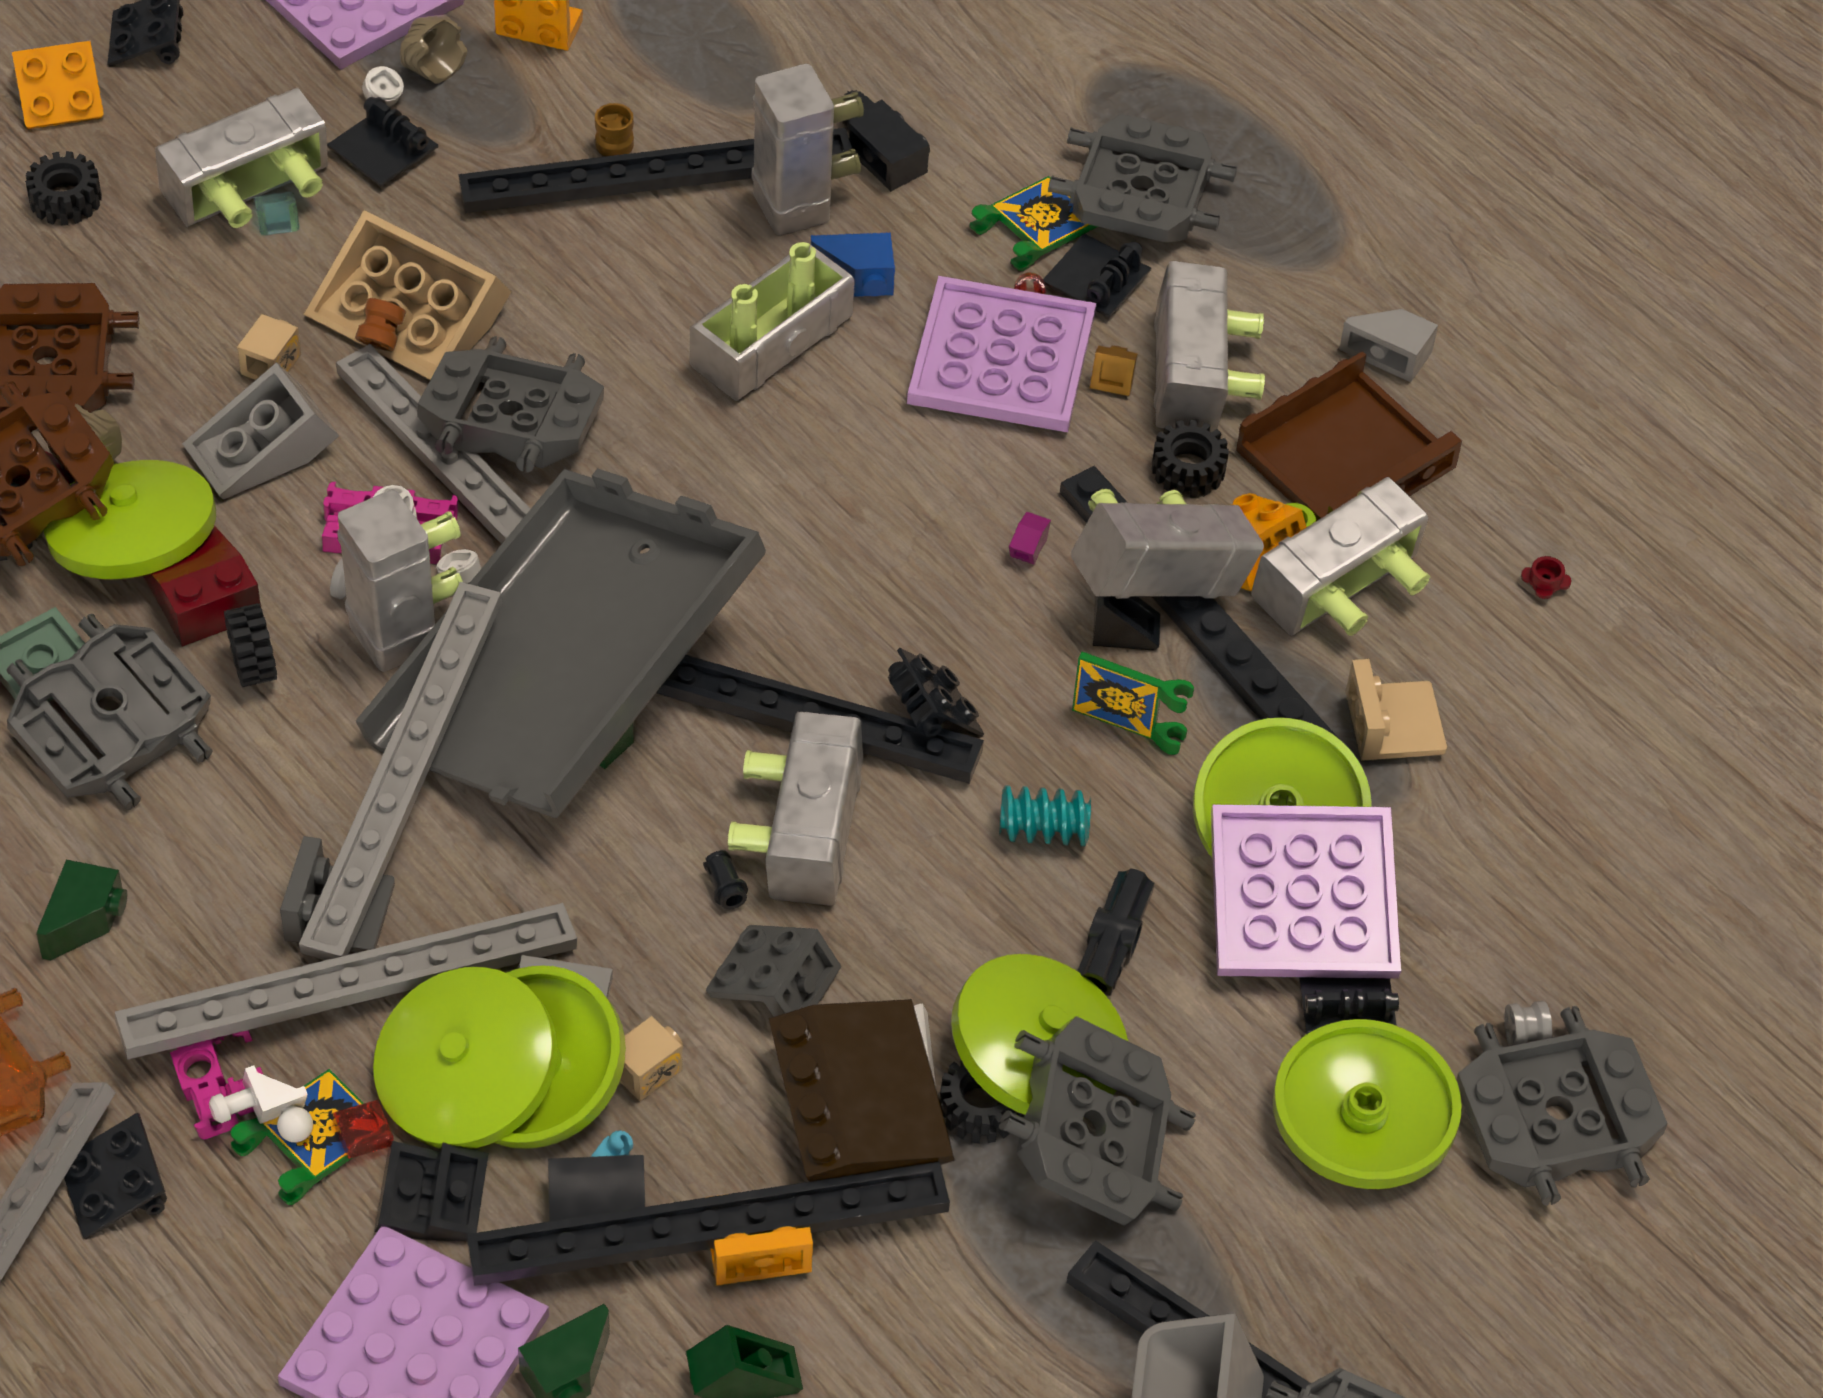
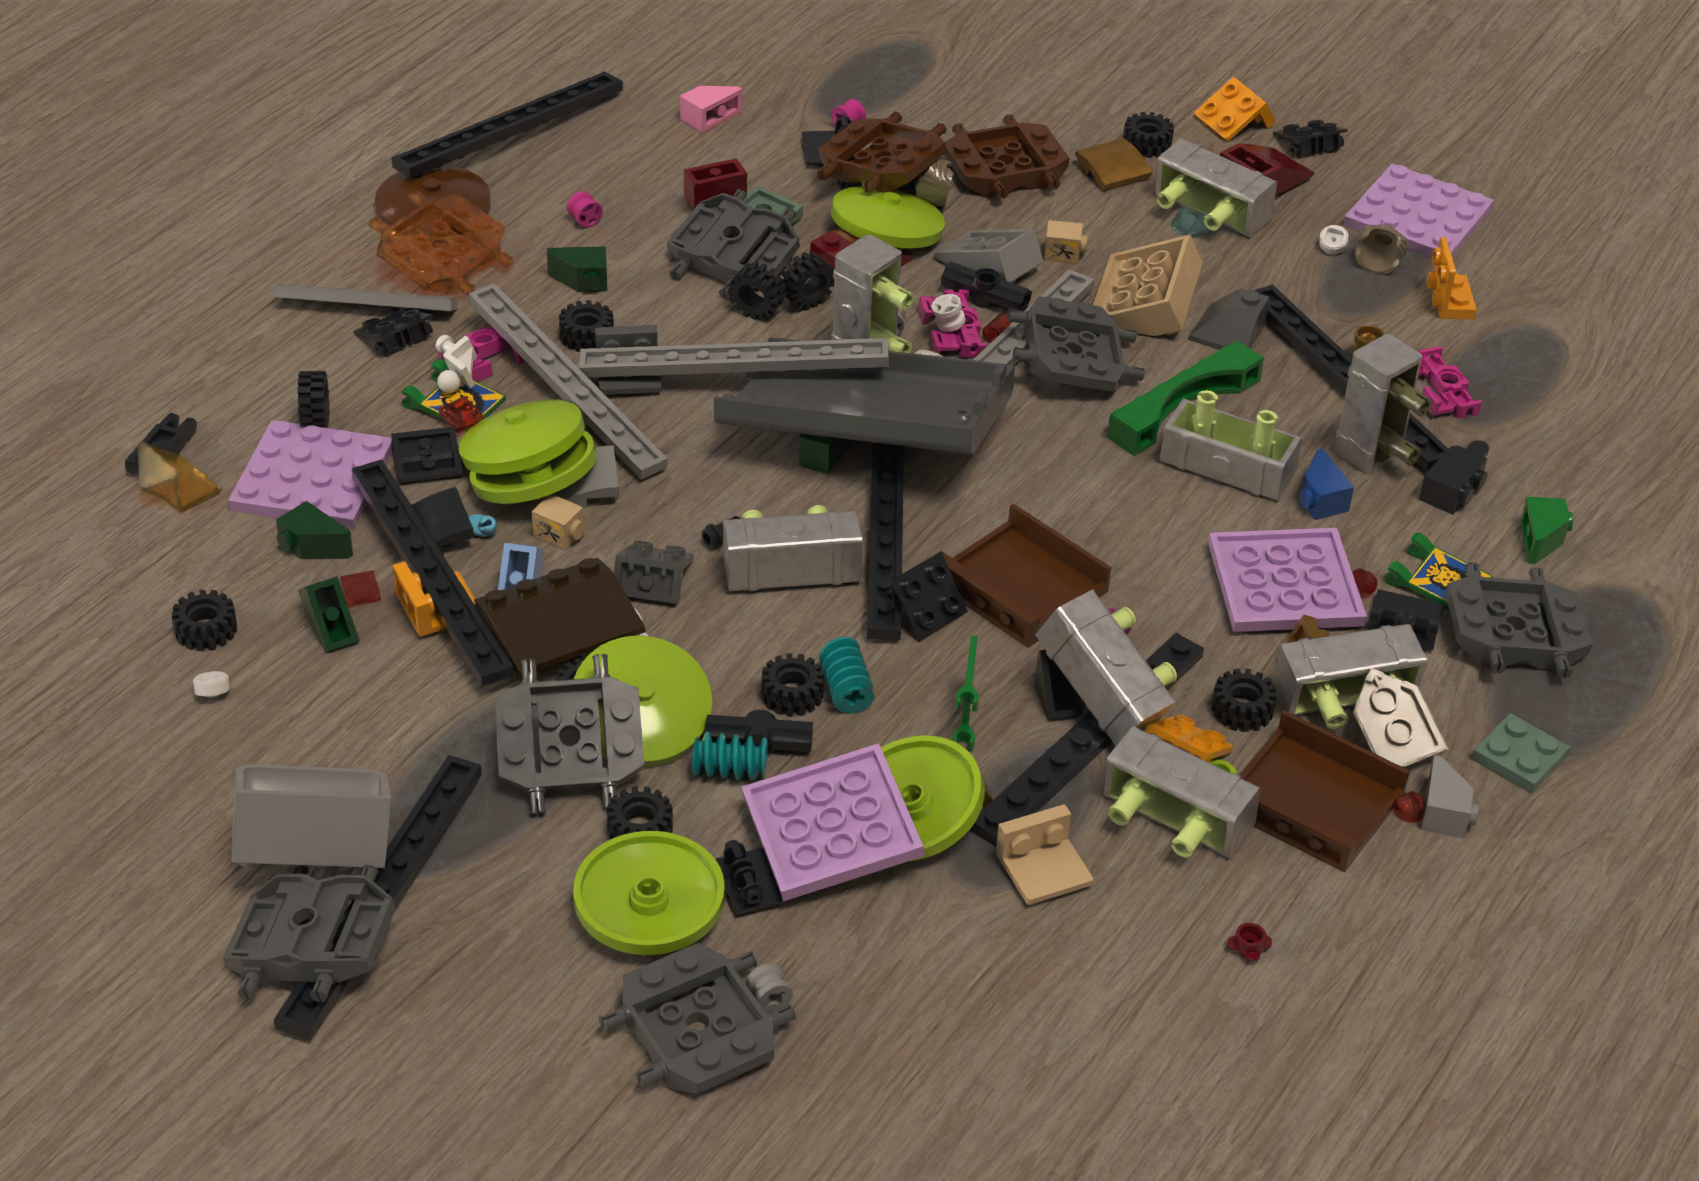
camera: 75 degrees right, 10 degrees down
(108, 244) = (1114, 164): none -> pearl gold slope
(208, 92) = (1270, 163): none -> dark red slope
(214, 912) = (579, 323): none -> black tyre
(248, 708) = (750, 301): none -> black tyre
(278, 1302) = (313, 398): none -> black tyre
(334, 460) = (986, 287): none -> black piece
(380, 324) = (1107, 274): dark orange wheel -> none
(382, 143) = (1284, 252): black hinge -> none
(419, 475) = (995, 327): none -> clear red hinge
(510, 238) = (1232, 318): none -> dark grey slope
(667, 92) = (1449, 396): none -> dark pink piece
(675, 389) = (1224, 372): none -> green arch
(688, 1323) = (360, 588): none -> clear red tile
(744, 1124) = (520, 563): none -> light blue slope
(913, 590) = (1024, 575): none -> reddish brown panel
(996, 101) = (1544, 526): none -> green slope
(1038, 898) = (792, 671): none -> black tyre
(1156, 968) = (729, 757): none -> teal piece
(1233, 1070) = (639, 805): none -> black tyre
(1285, 335) = (1397, 720): none -> tile
(1329, 258) = (1521, 753): none -> sand green plate
(1386, 375) = (1404, 808): none -> clear red hinge

